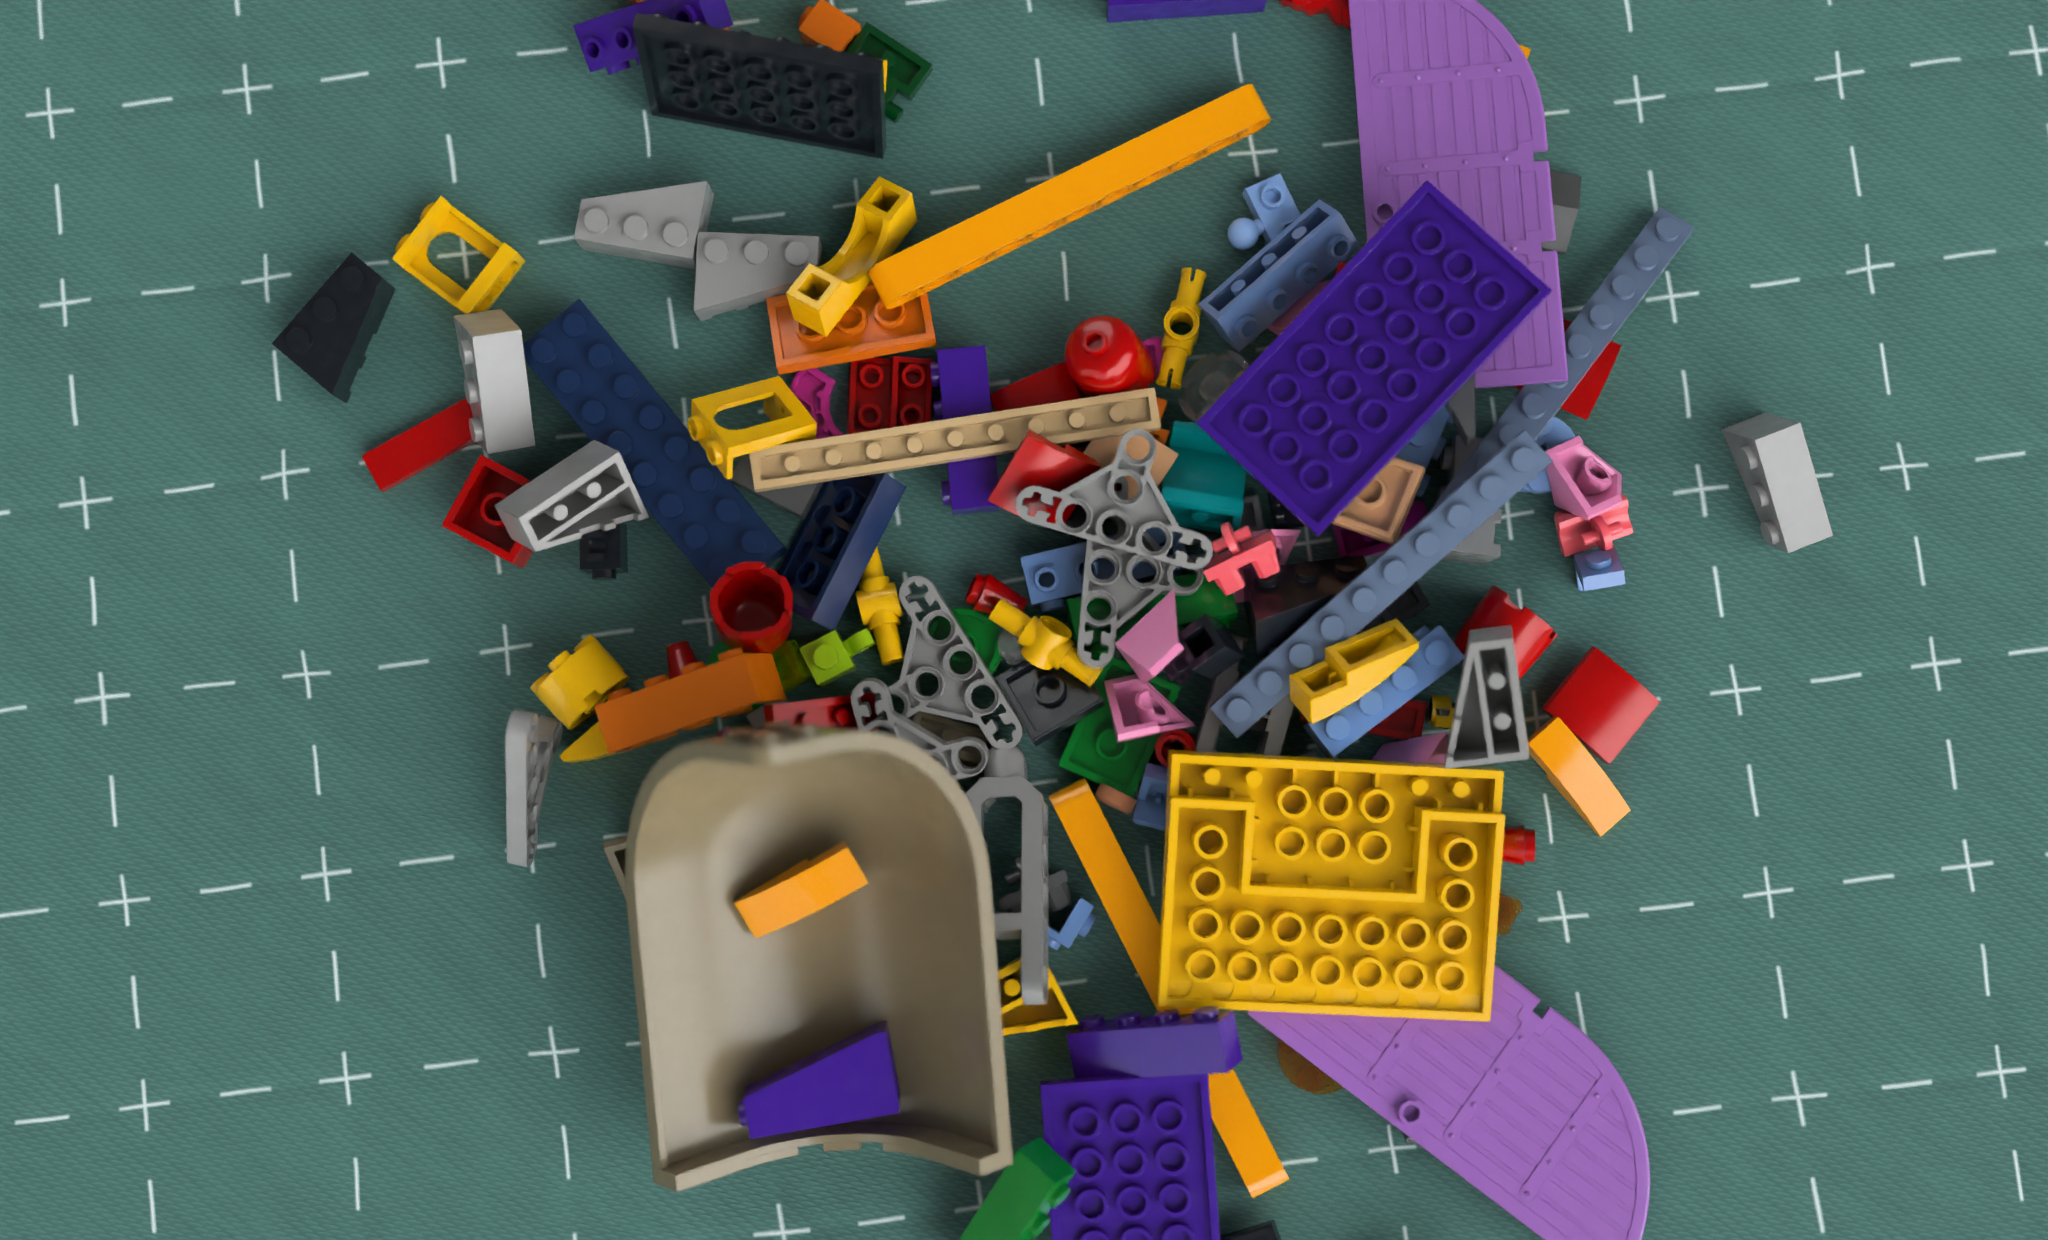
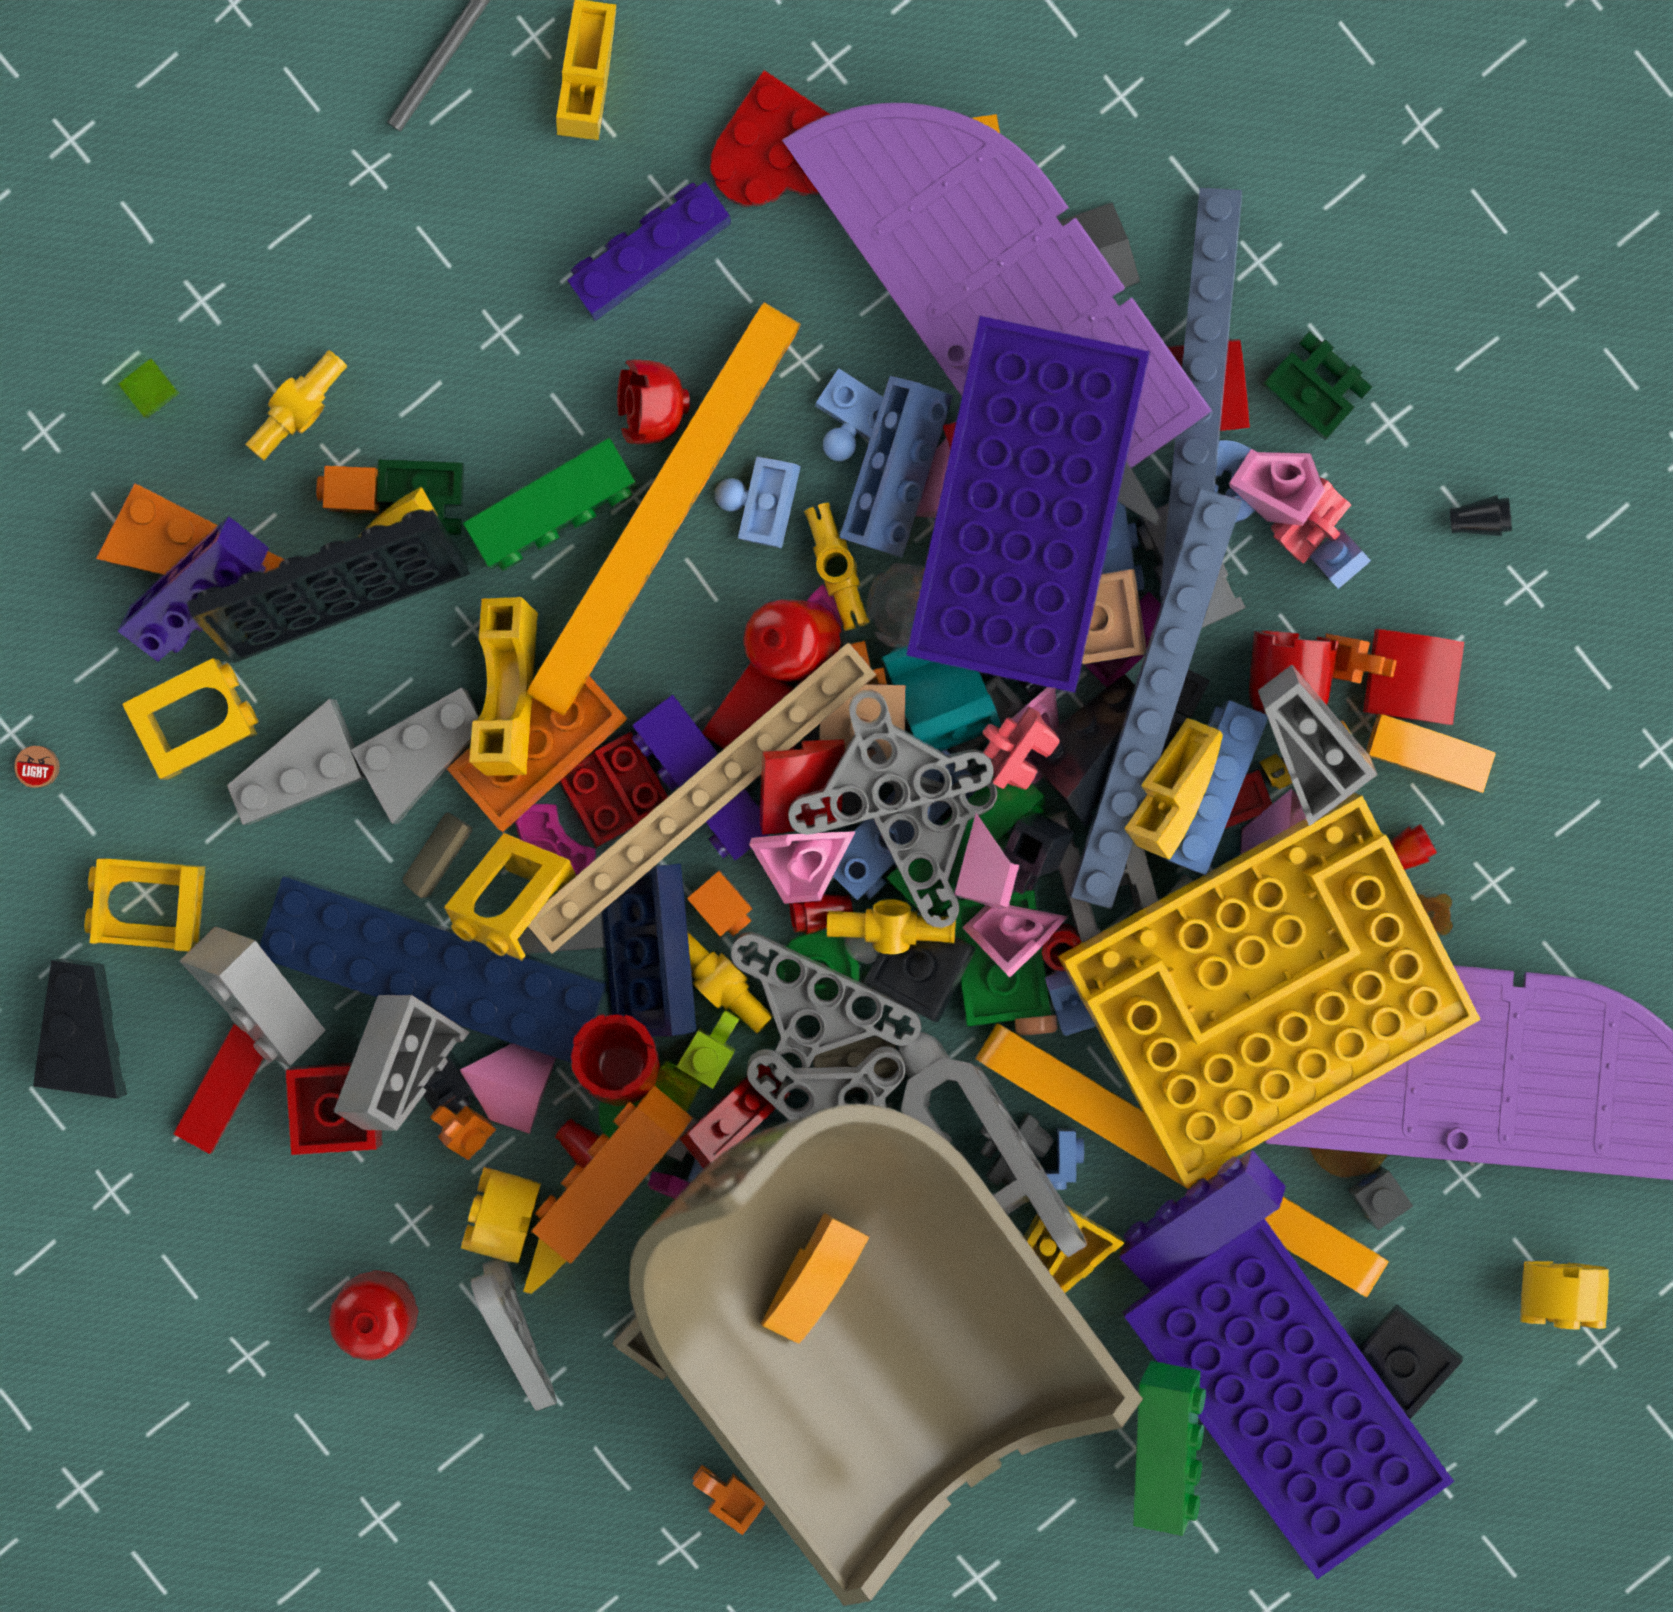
camera: 40 degrees left, 5 degrees up
(425, 701) = (373, 1315): none -> red cylinder
(443, 100) = (37, 766): none -> tile
(594, 597) = (463, 1131): none -> orange plate
(620, 160) = (235, 727): none -> yellow panel
(621, 1038) = (733, 1501): none -> orange plate
(657, 583) = (510, 1084): none -> bright pink slope
(715, 365) = (437, 855): none -> dark tan slope
(827, 1088) = (941, 1432): dark purple slope -> none
(918, 542) = (721, 905): none -> orange brick
(981, 139) = (550, 504): none -> green brick
(1005, 543) = (801, 863): none -> bright pink slope
(1113, 106) = (651, 400): none -> red cylinder
(1154, 243) = (765, 503): none -> light blue plate
(1314, 1121) = (1380, 1198): none -> dark grey brick
(1562, 659) = (1354, 659): none -> orange plate
(1651, 425) = (1311, 396): none -> dark green plate
(1736, 610) = (1482, 517): none -> black cone
(1779, 480) = (1452, 378): wedge -> none

